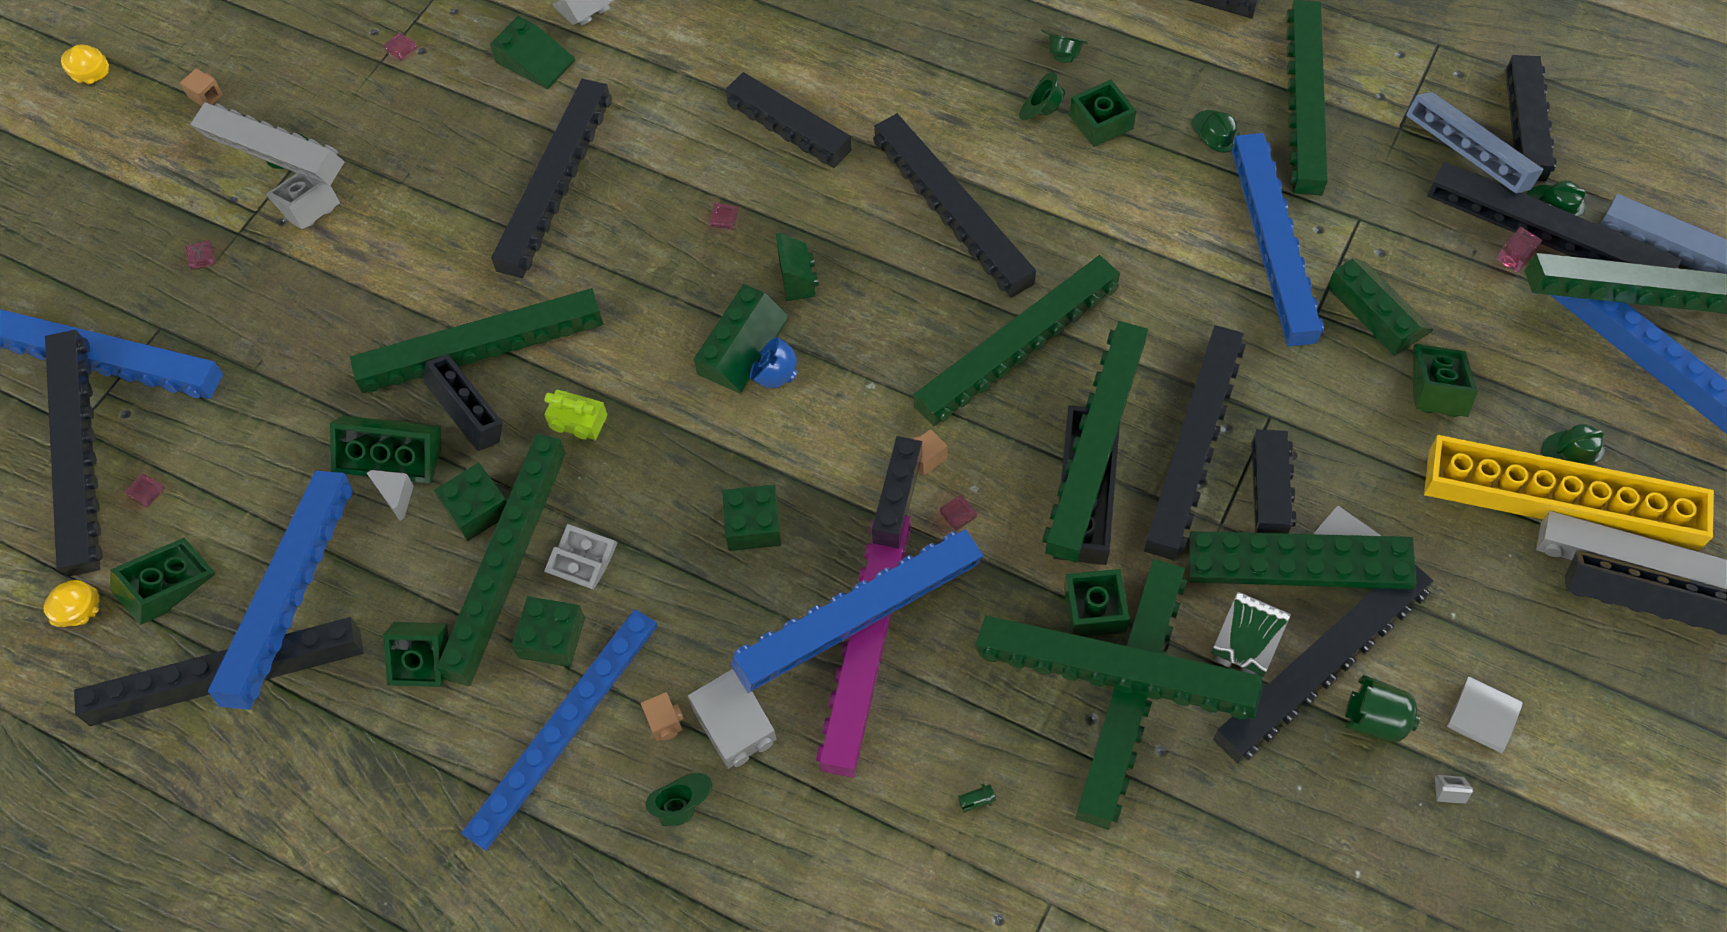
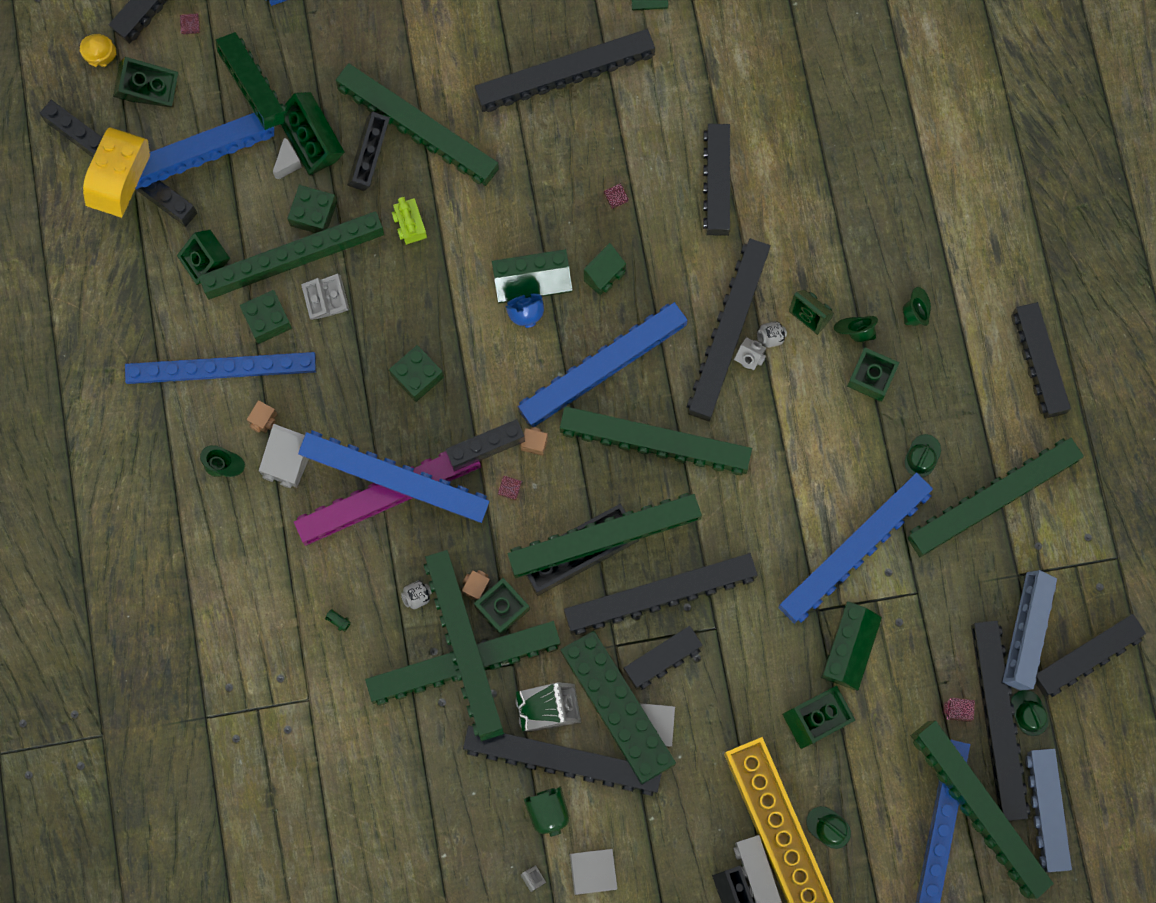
camera: 50 degrees right, 15 degrees up
(234, 652) = (115, 171): none -> yellow brick
(271, 462) = (250, 80): none -> dark green brick
(895, 339) = (602, 365): none -> blue brick
(988, 171) = (771, 334): none -> light grey head
(995, 120) = (810, 311): none -> dark green slope
(996, 198) = (750, 354): none -> light grey brick
(1011, 688) = (416, 595): none -> light grey head
(1049, 614) = (475, 584): none -> medium nougat brick

